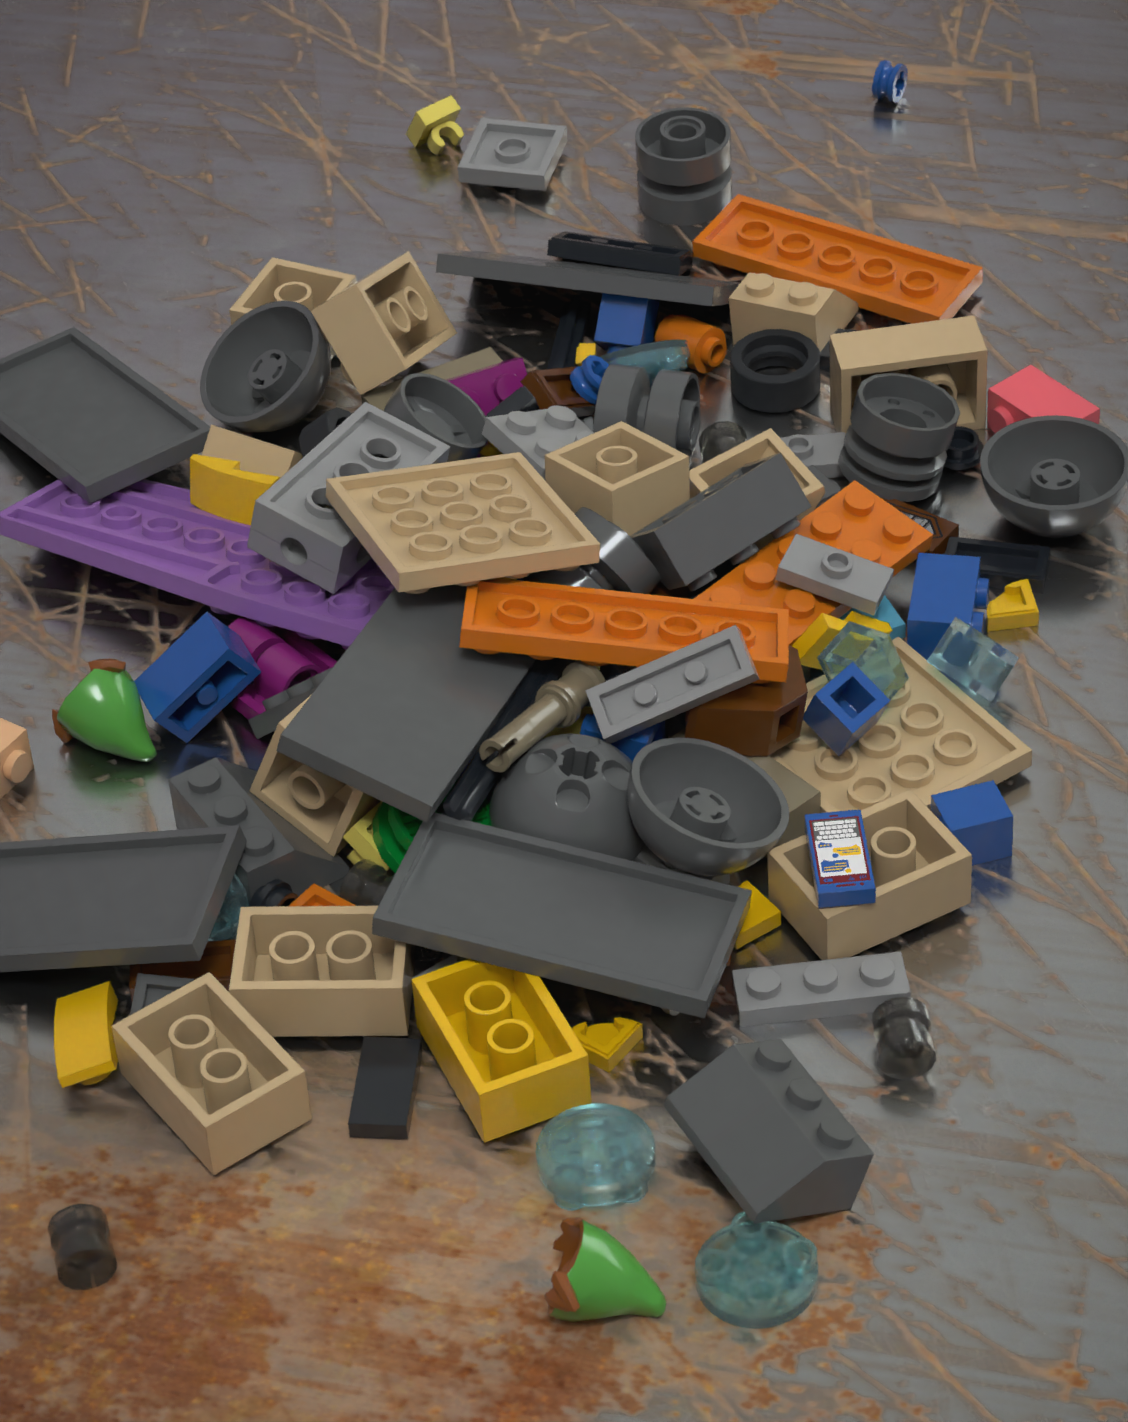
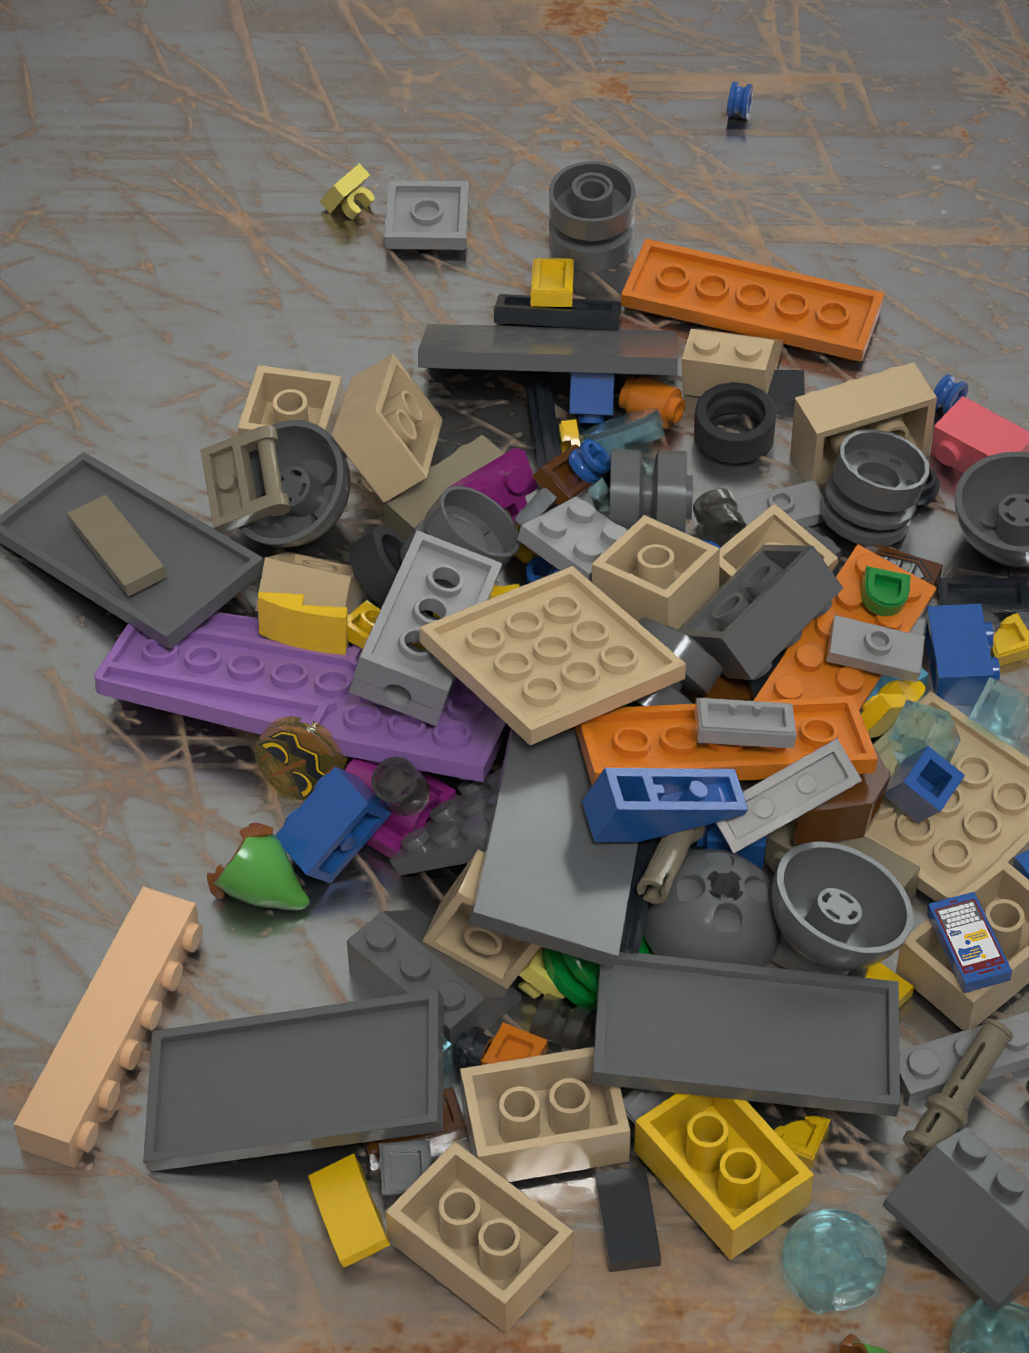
camera: 15 degrees left, 10 degrees up
(70, 406) = (117, 545): none -> dark tan tile
(177, 600) = (296, 755): none -> clear yellow tile
(204, 354) = (232, 482): none -> dark tan plate
(272, 641) = (393, 778): none -> clear smoke wheel
(521, 666) = (660, 801): none -> blue slope
(622, 224) = (552, 282): none -> yellow tile
(645, 606) = (745, 723): none -> light grey plate
(801, 999) = (948, 1108): none -> dark tan pin
(866, 523) = (884, 591): none -> green tile
(1020, 358) = (949, 392): none -> blue bush

